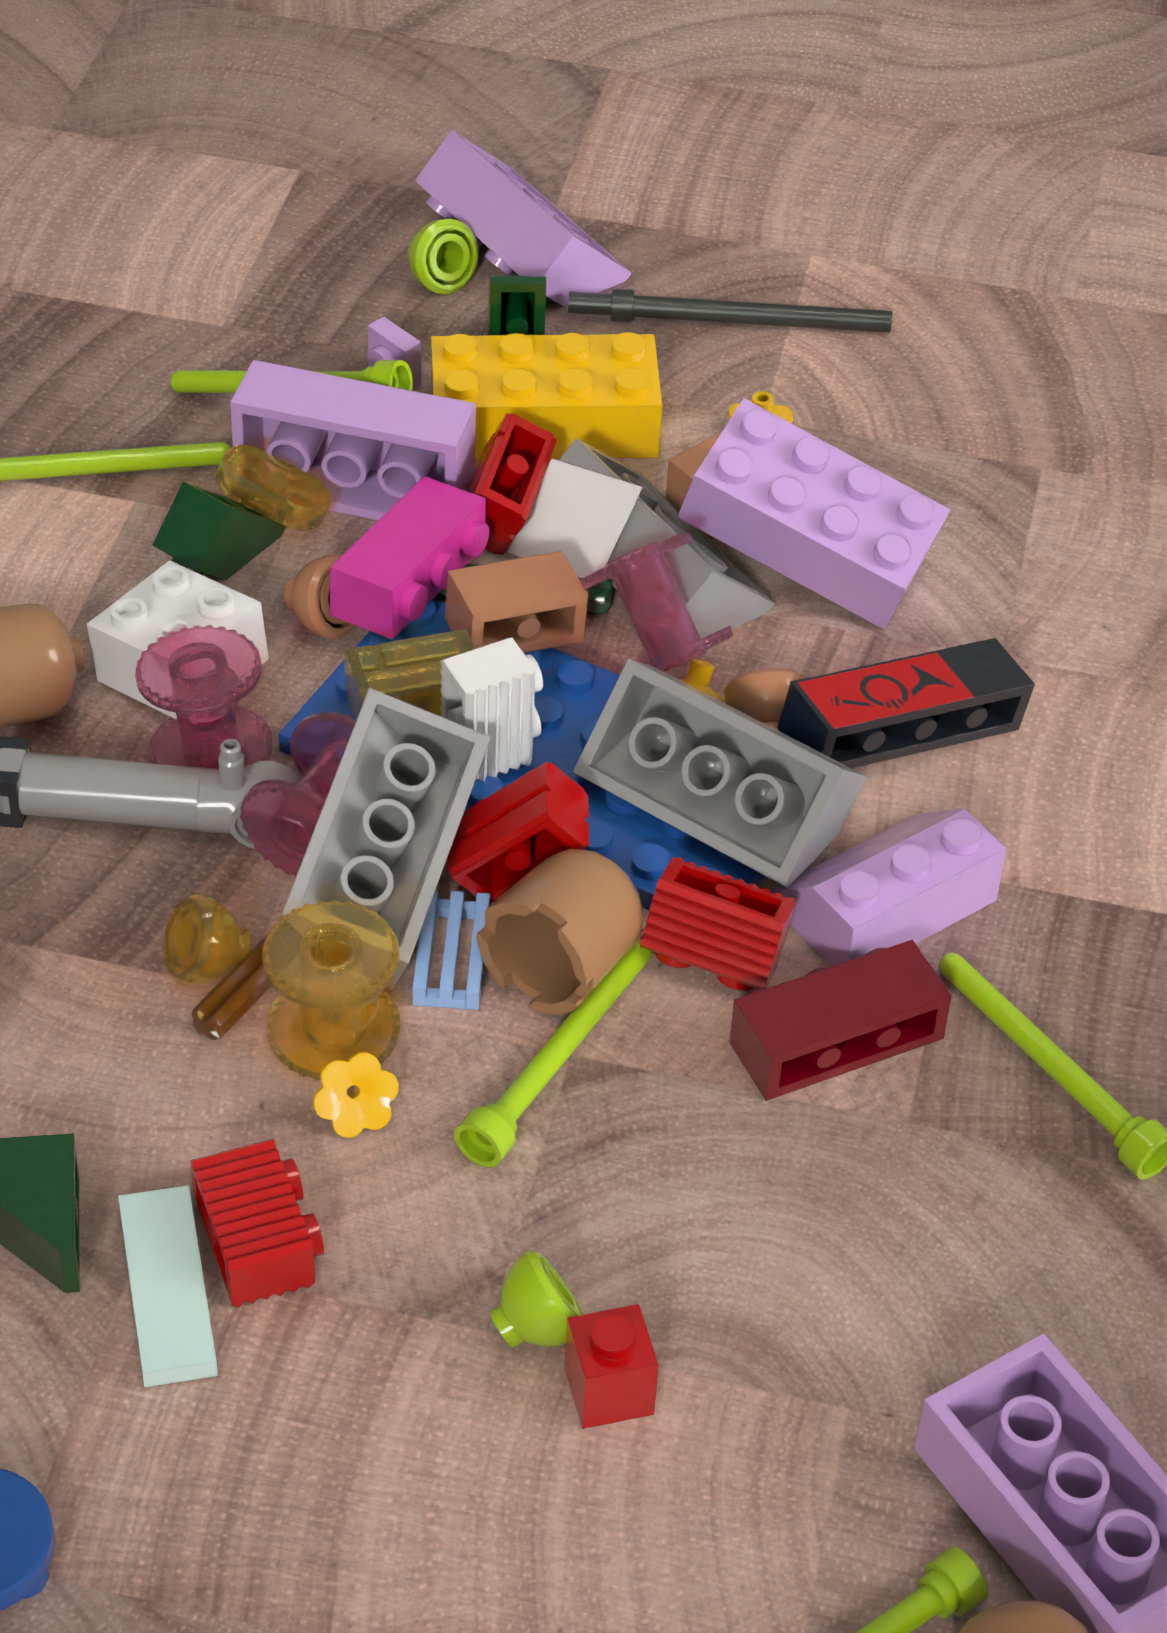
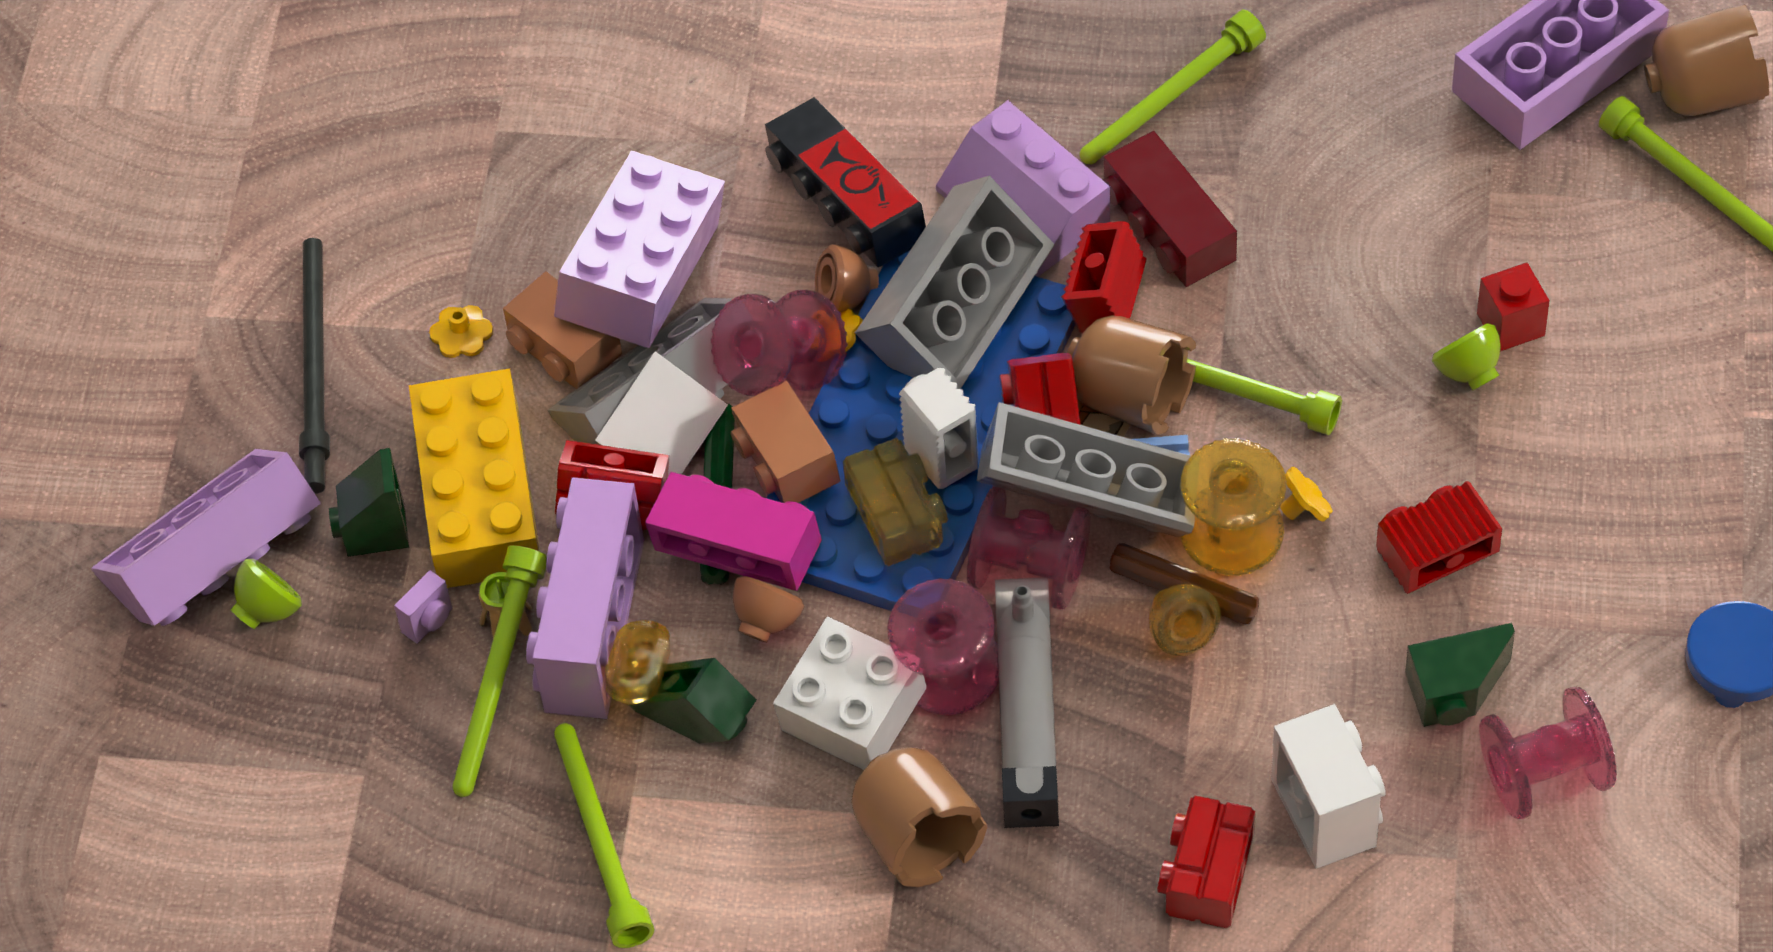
camera: 90 degrees left, 10 degrees up
(167, 1286) = (1496, 589): light aqua tile -> none

